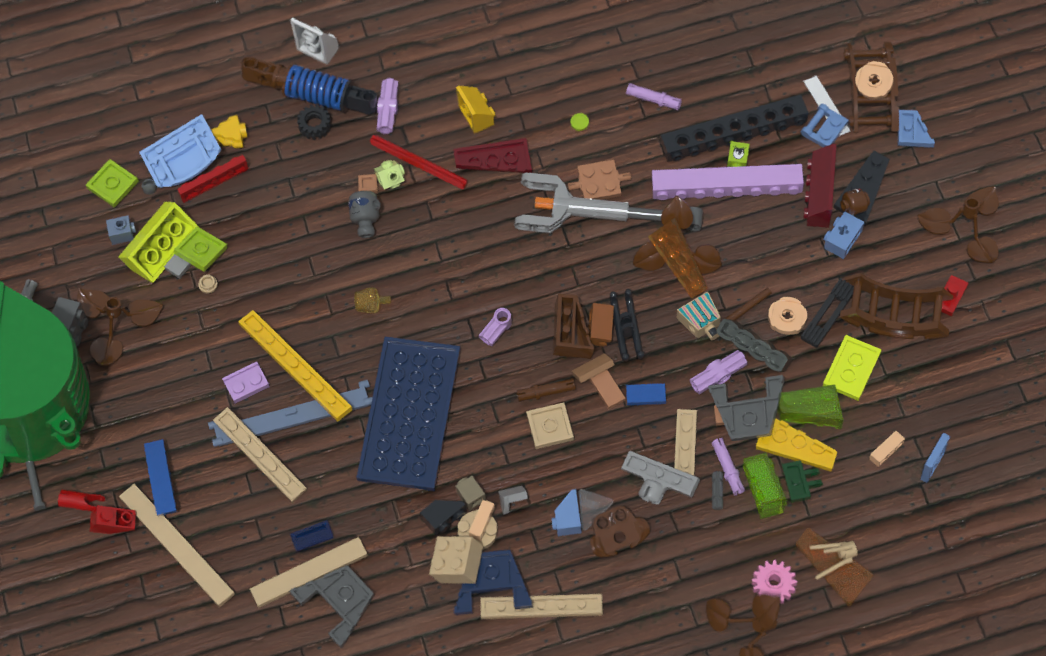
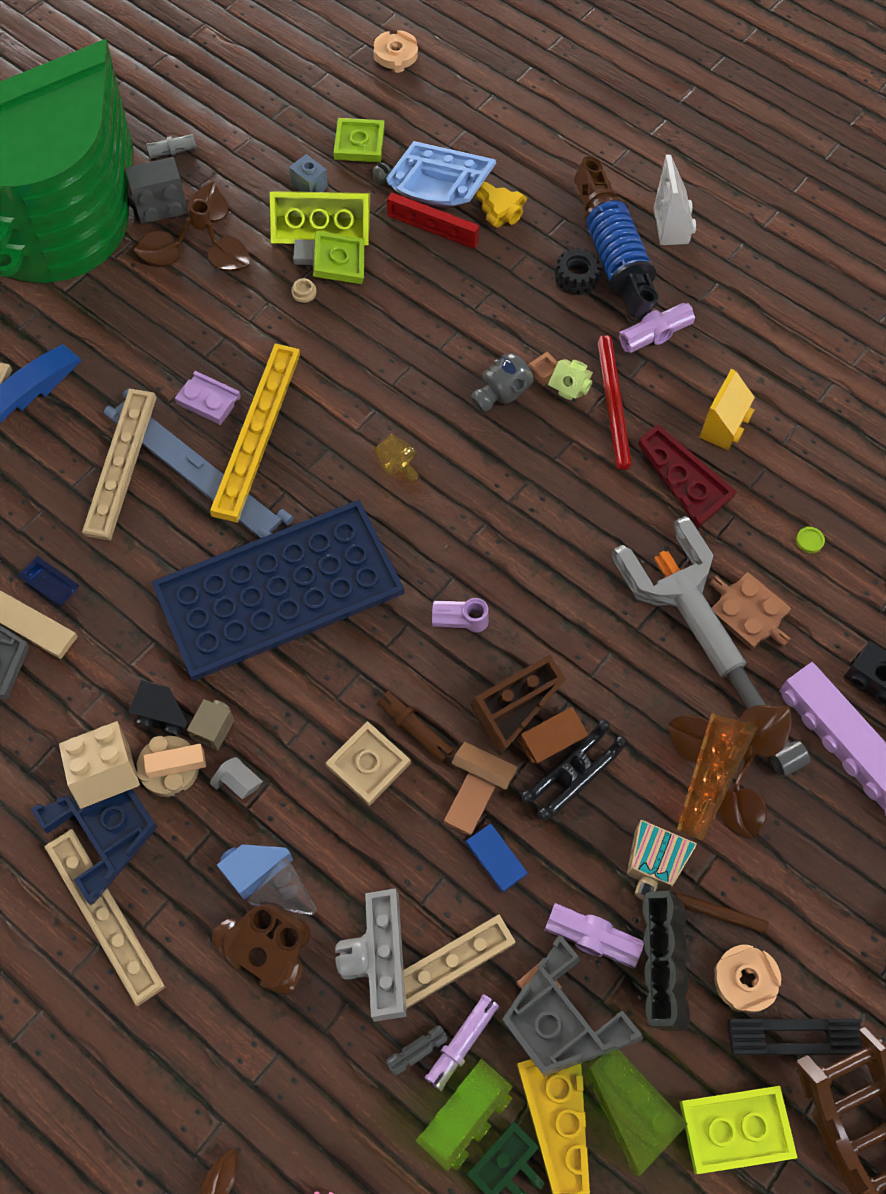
camera: 50 degrees right, 0 degrees up
(54, 125) = (396, 60): none -> light nougat plate

